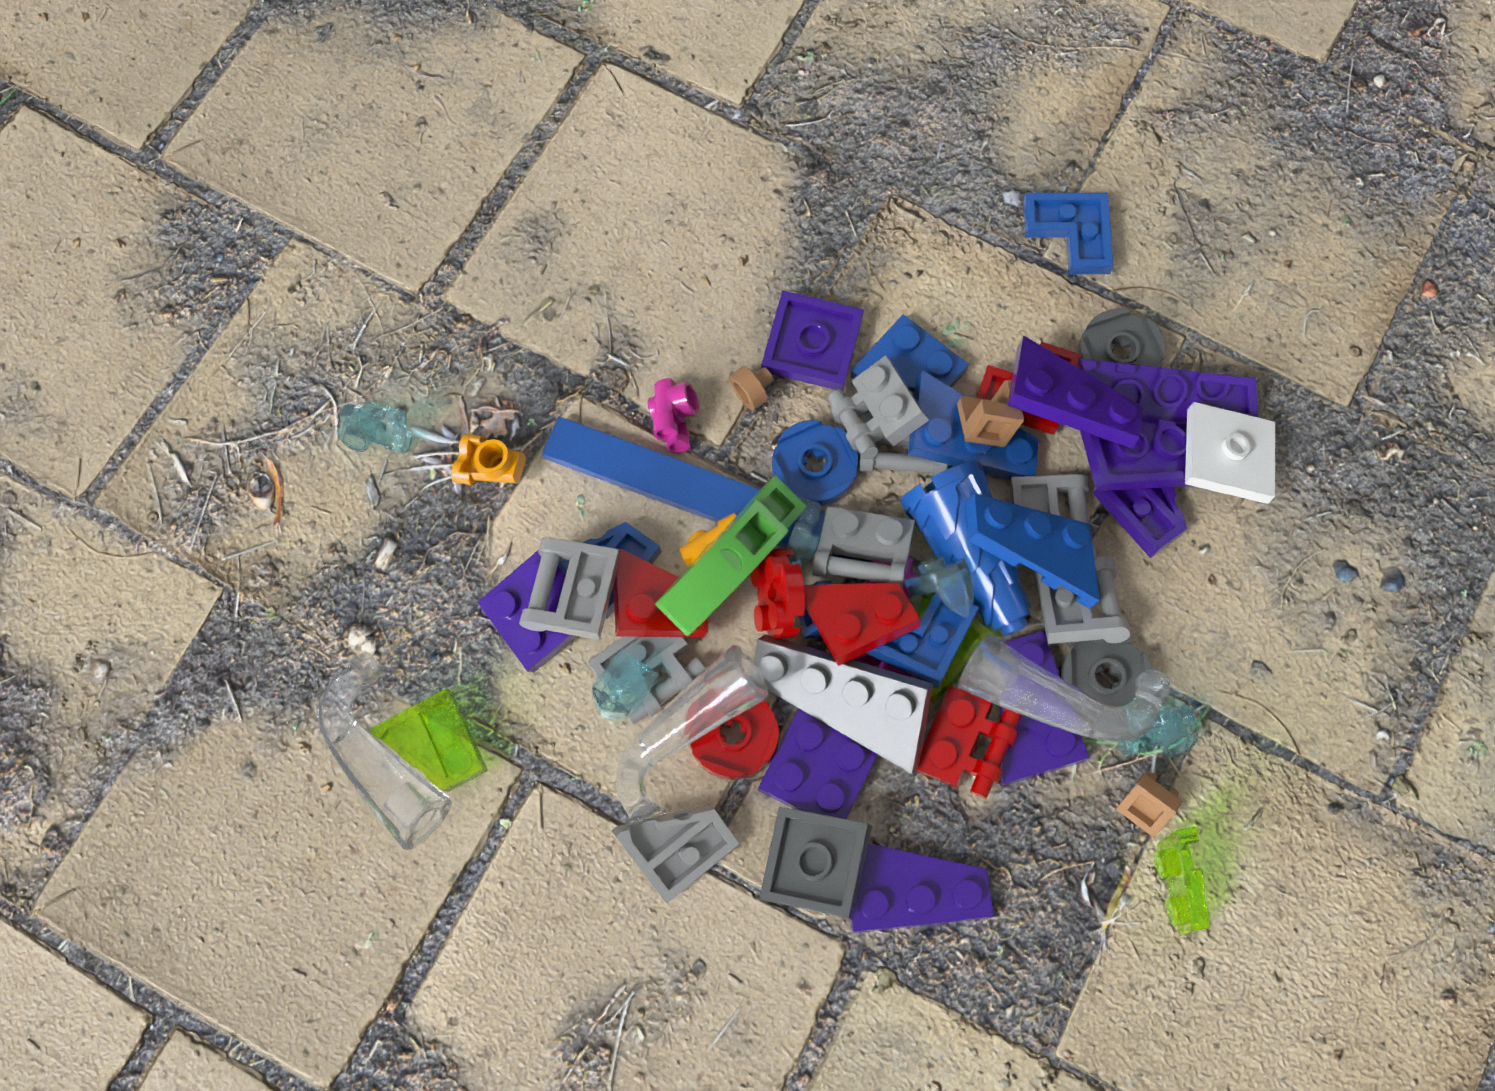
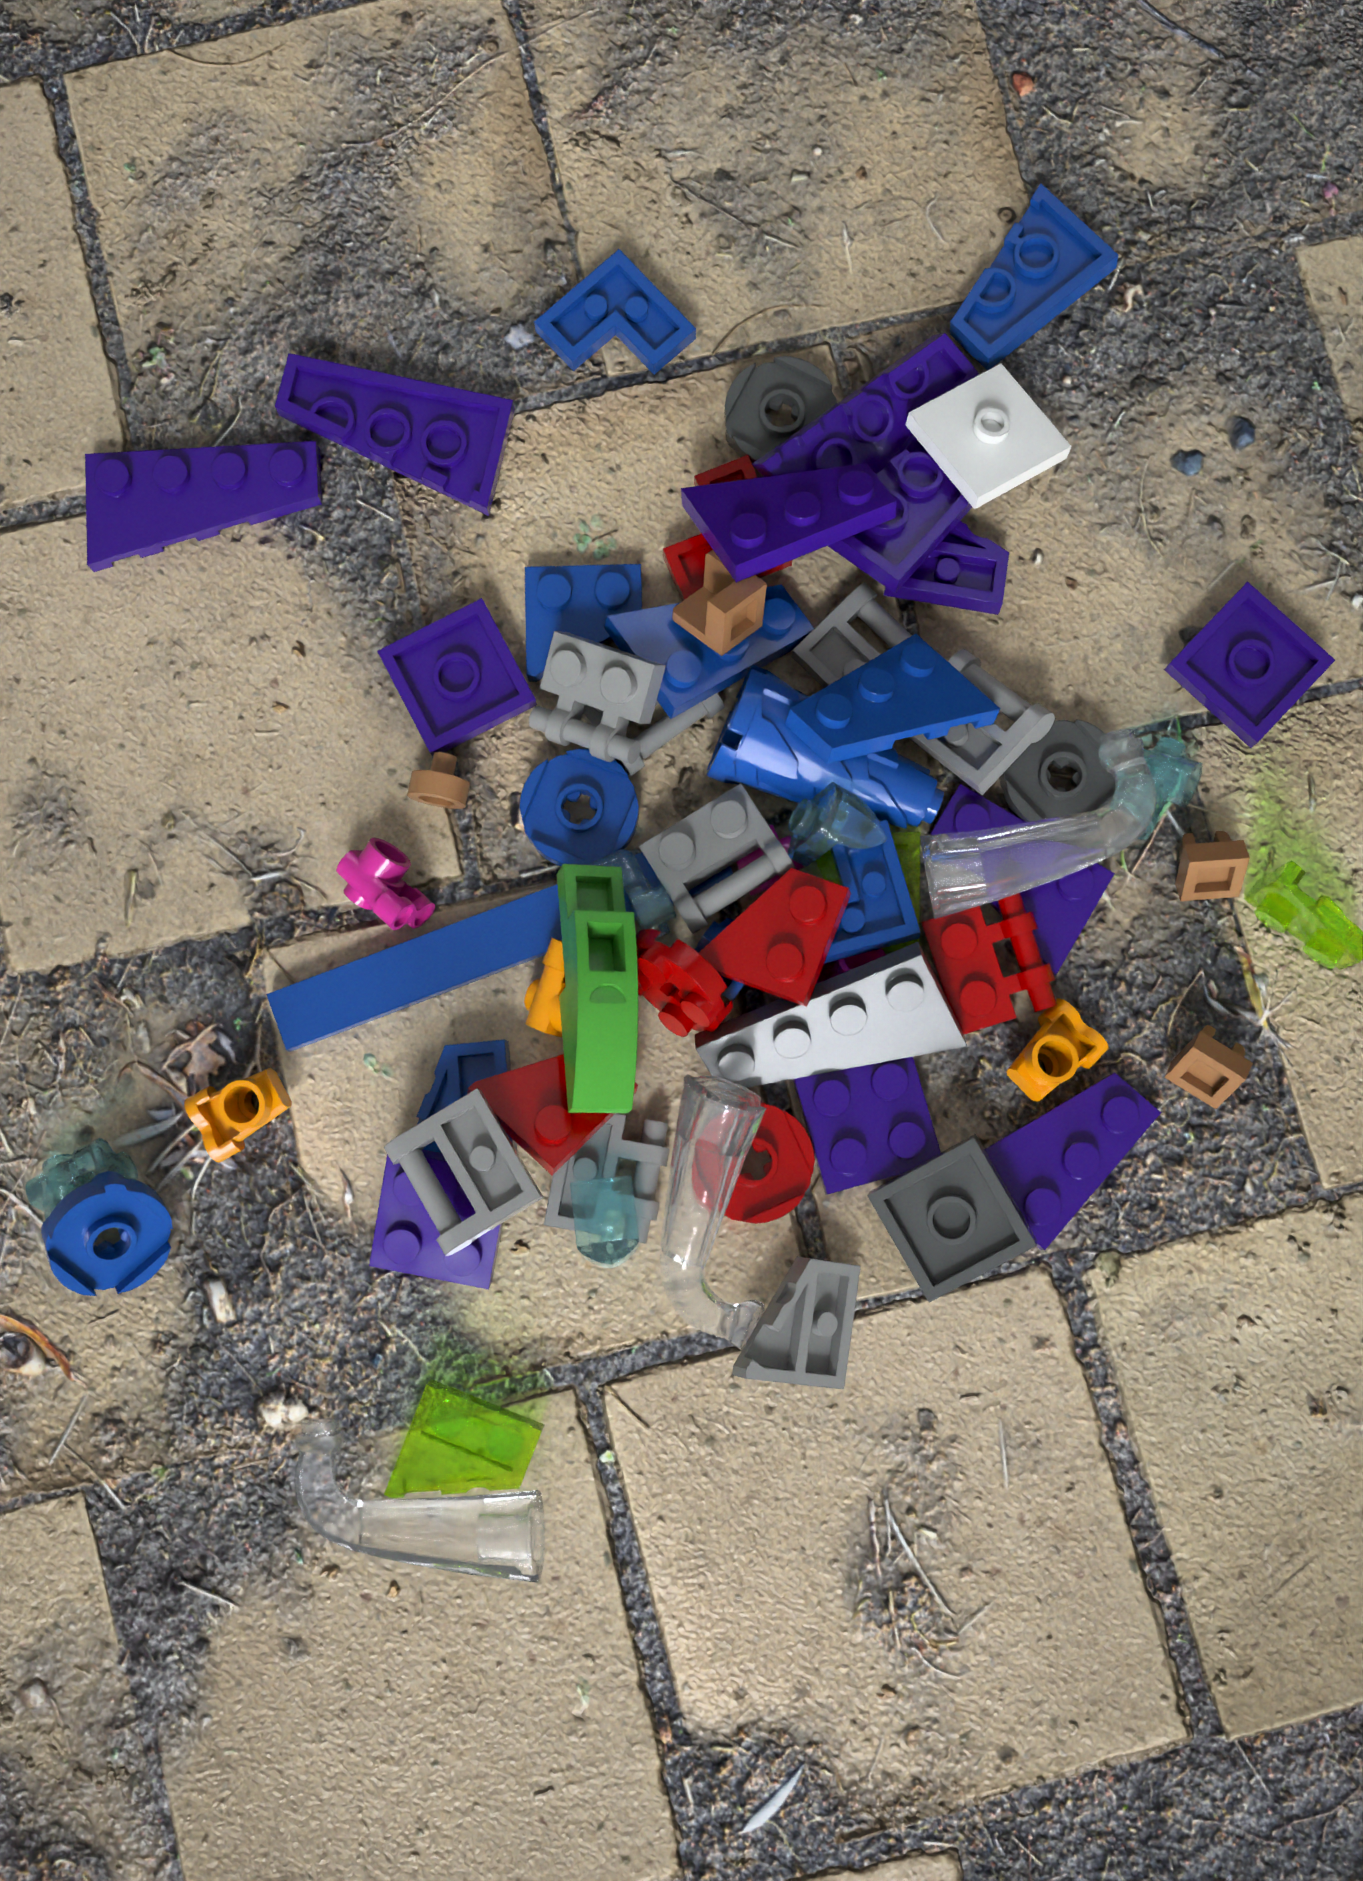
camera: 45 degrees left, 10 degrees up
(369, 441) = (102, 1205): none -> blue plate
(750, 129) = (172, 495): none -> dark purple wing
(910, 197) = (412, 426): none -> dark purple wing
(970, 826) = (1061, 1045): none -> light orange plate
(1045, 915) = (1209, 1068): none -> medium nougat tile
(1278, 710) = (1249, 665): none -> dark purple plate
(1338, 395) = (1035, 277): none -> blue wing

